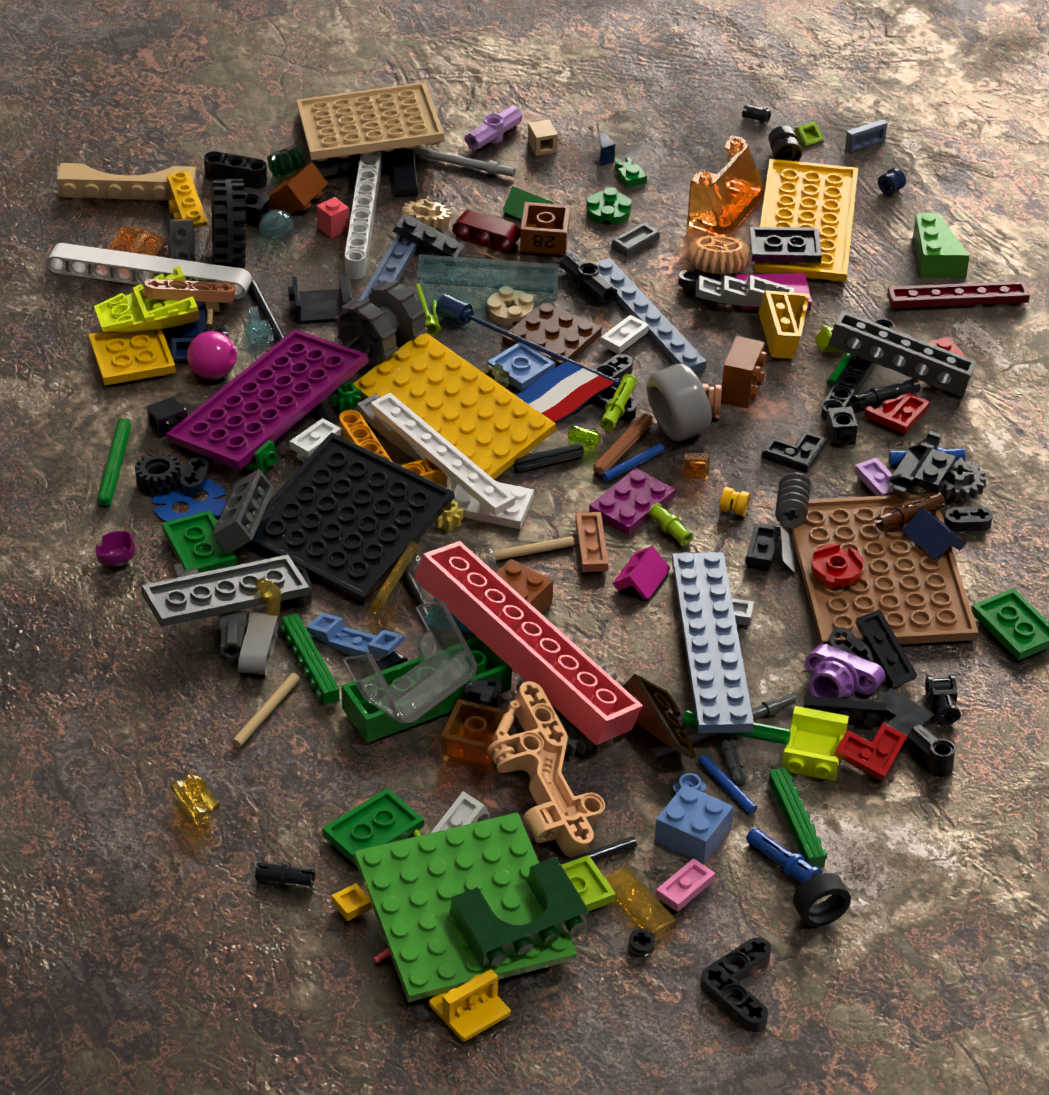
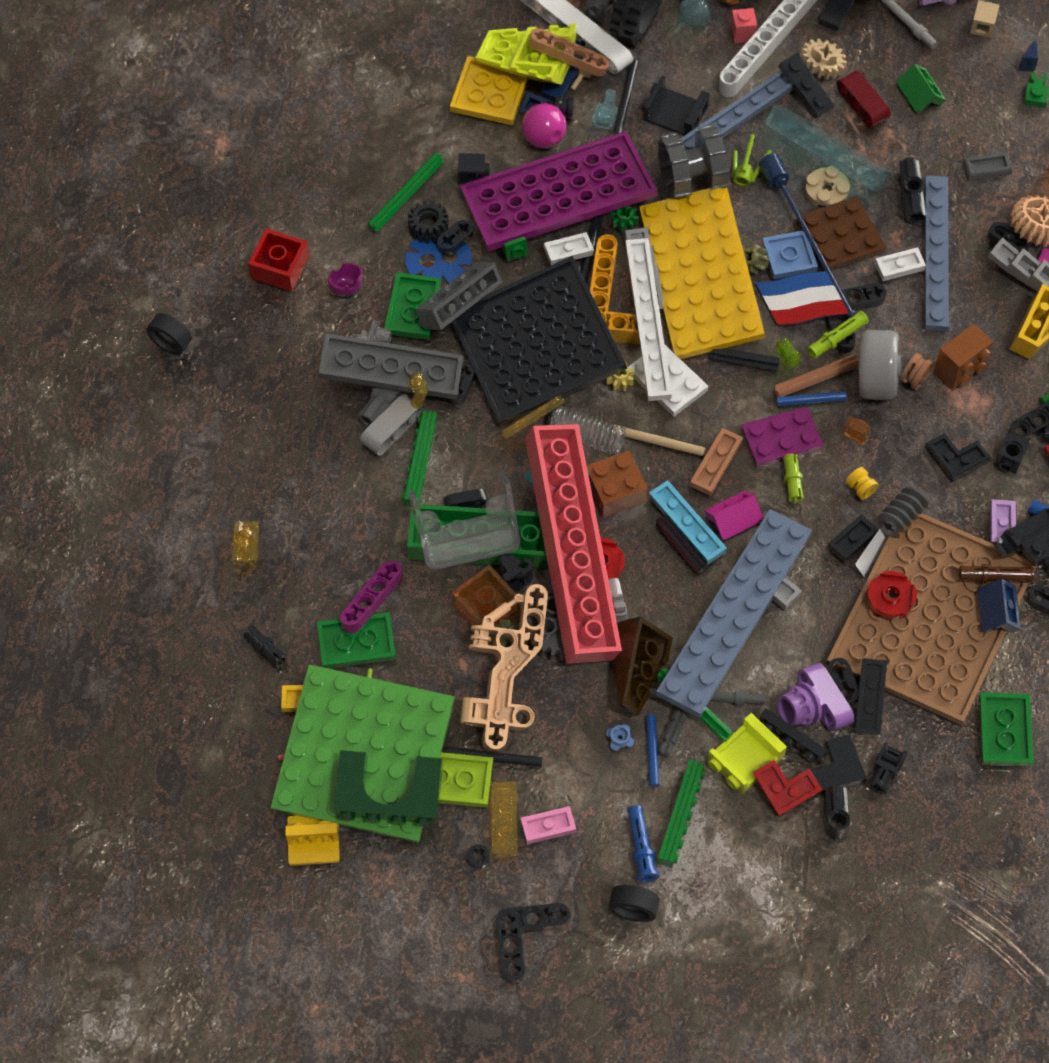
camera: 35 degrees right, 20 degrees up
(34, 558) = (278, 259): none -> red brick
(265, 710) = (356, 488): tan bar -> none
(333, 633) = (463, 458): medium blue slope -> none
(360, 782) = (375, 597): none -> magenta beam
(463, 812) = (422, 671): white plate -> none
(545, 228) = (910, 121): dark orange brick -> none
(606, 597) = (687, 522): none -> medium azure plate
(608, 206) = (992, 110): green plate -> none
(613, 617) = (681, 544): none -> black axle
(693, 824) = (593, 775): medium blue brick -> none

